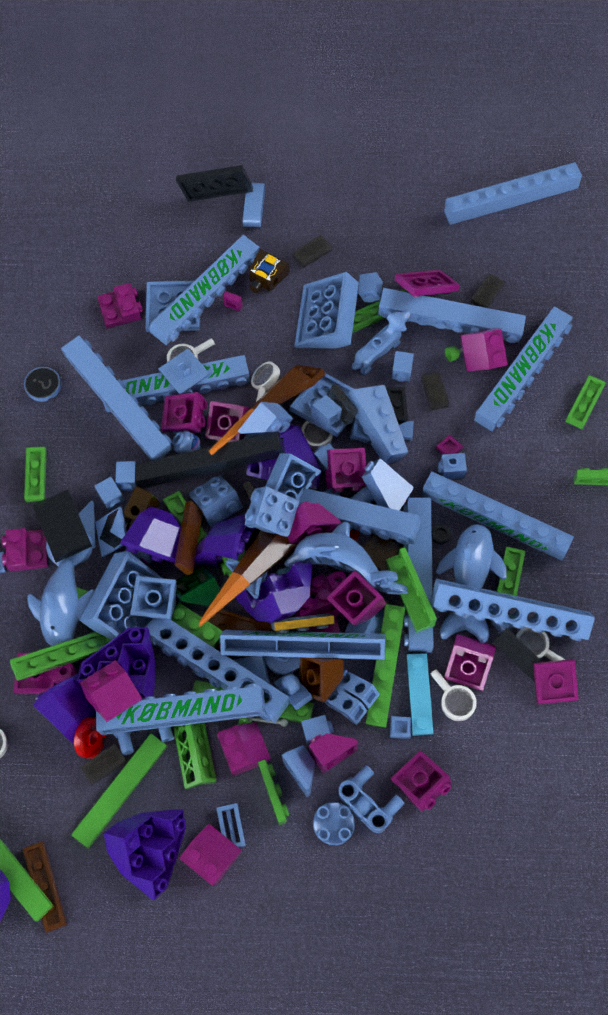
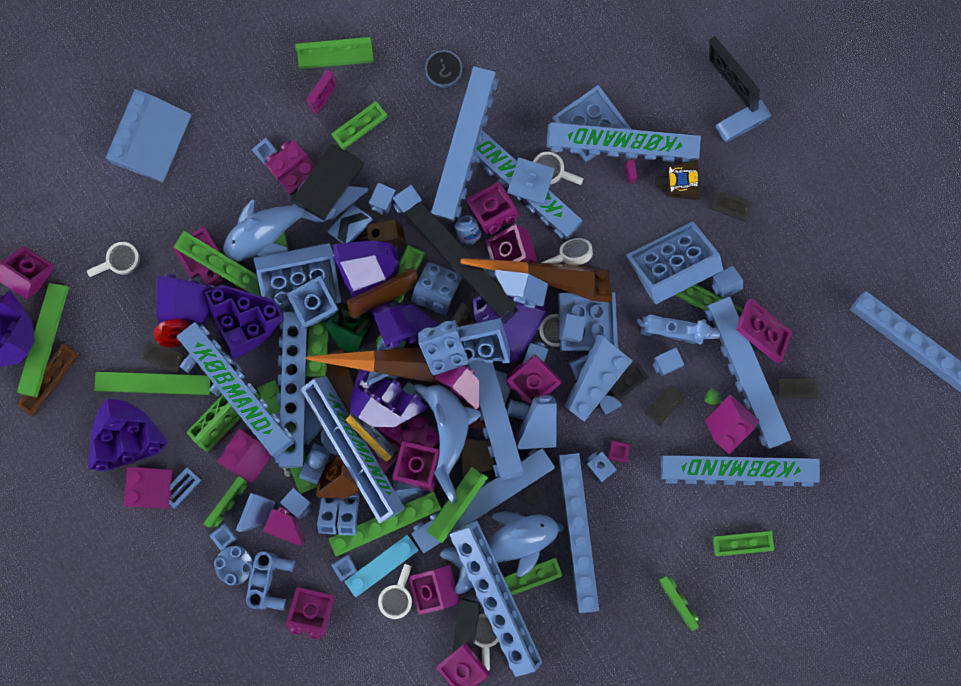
camera: 55 degrees right, 15 degrees up
(110, 691) = (210, 326): magenta slope -> none
(120, 306) = (560, 78): magenta plate -> none
(301, 817) = (223, 536): none -> medium blue tile
(348, 409) = (590, 334): clear smoke plate -> none

